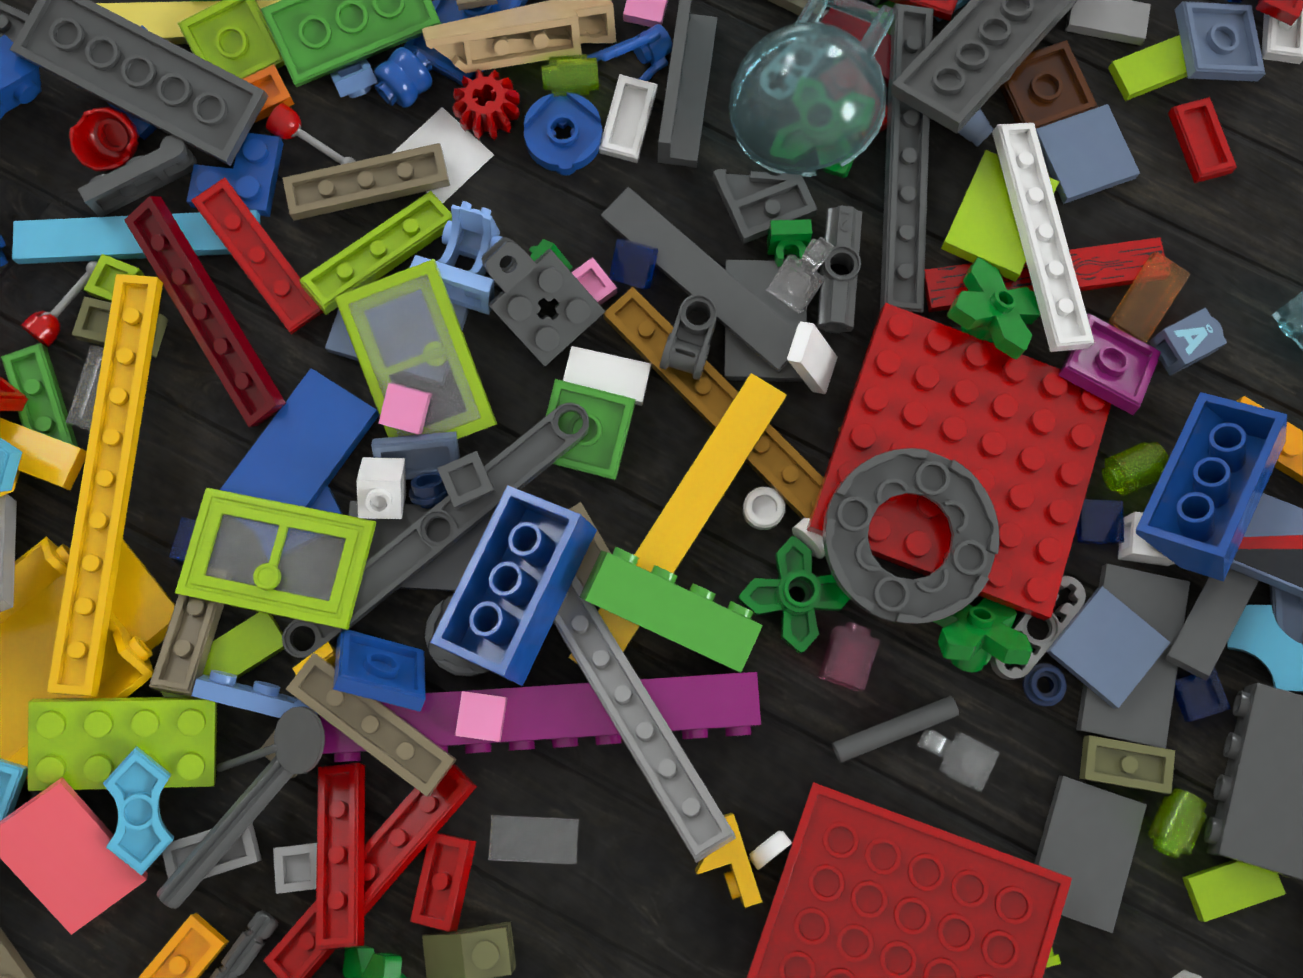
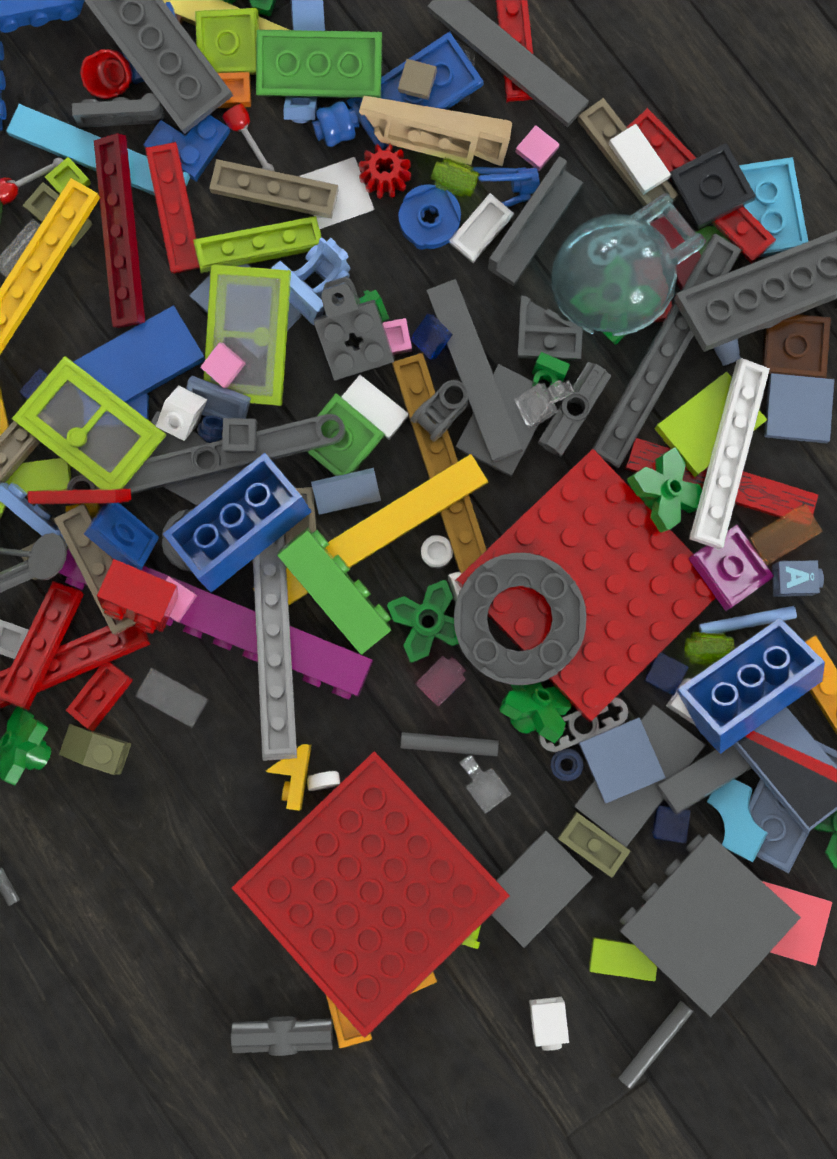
camera: 30 degrees right, 5 degrees up
(304, 646) = (78, 496): none -> red tile
(438, 734) = (137, 596): none -> red brick
(623, 487) = (346, 491): none -> sand blue tile
(812, 357) = (520, 463): white tile -> none
(1159, 415) = (748, 620): none -> light blue bar
(1177, 823) = (606, 899): clear neon green brick -> none

